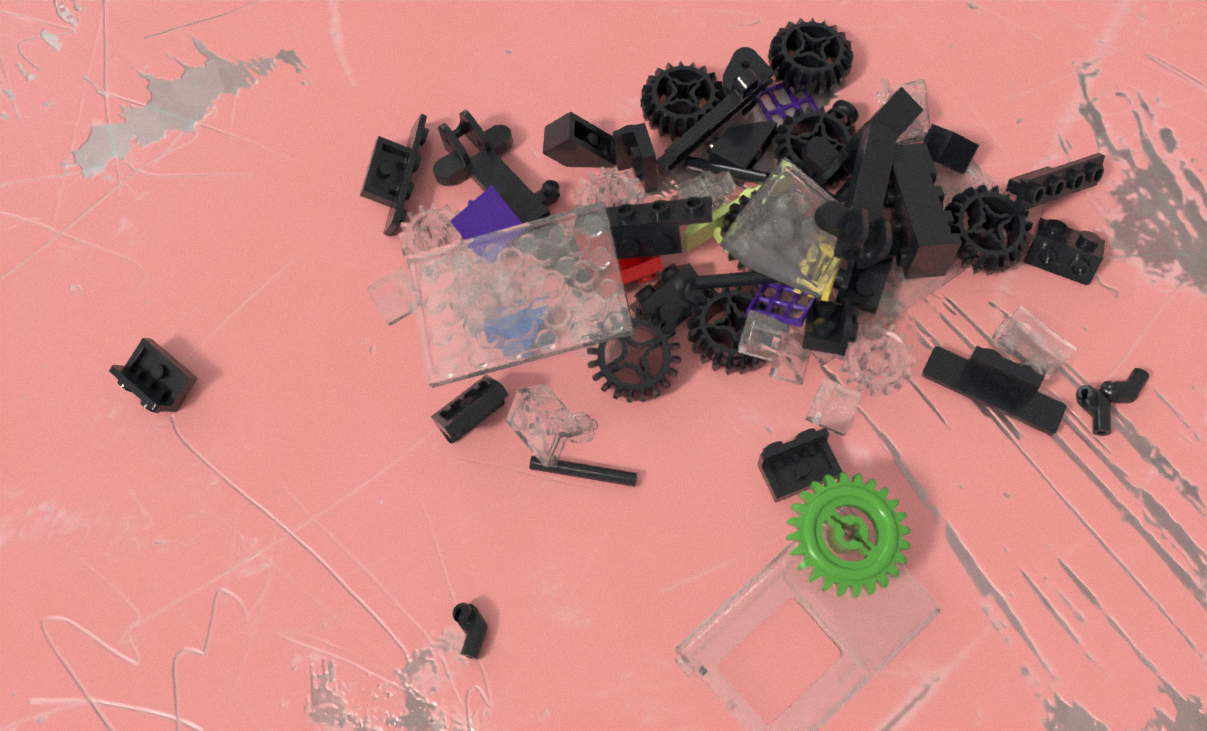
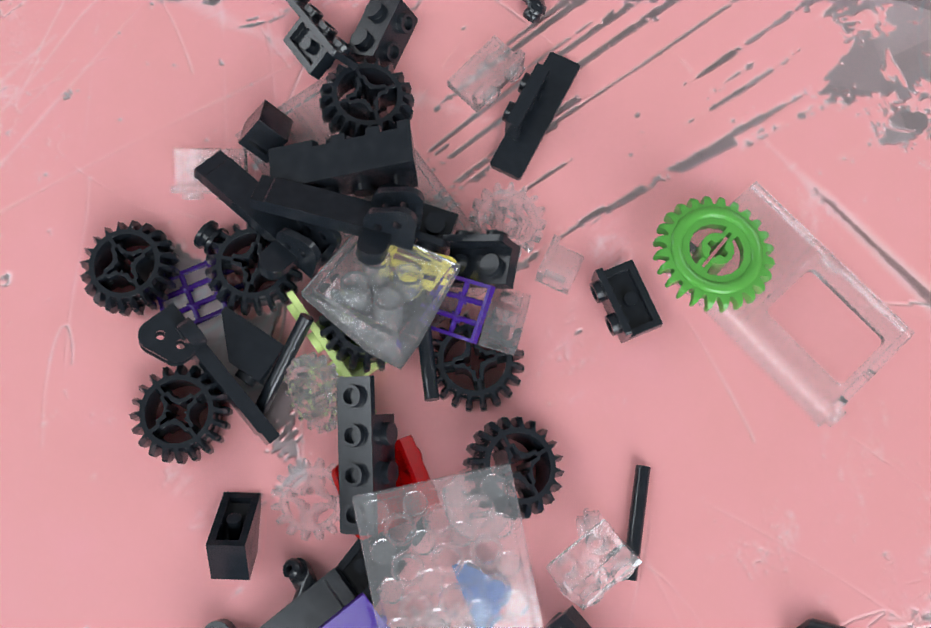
camera: 90 degrees left, 10 degrees up
(636, 151) = (264, 458): black bracket -> none
(670, 297) = (437, 431): black bracket -> none
(1096, 406) = (550, 25): black arm -> none

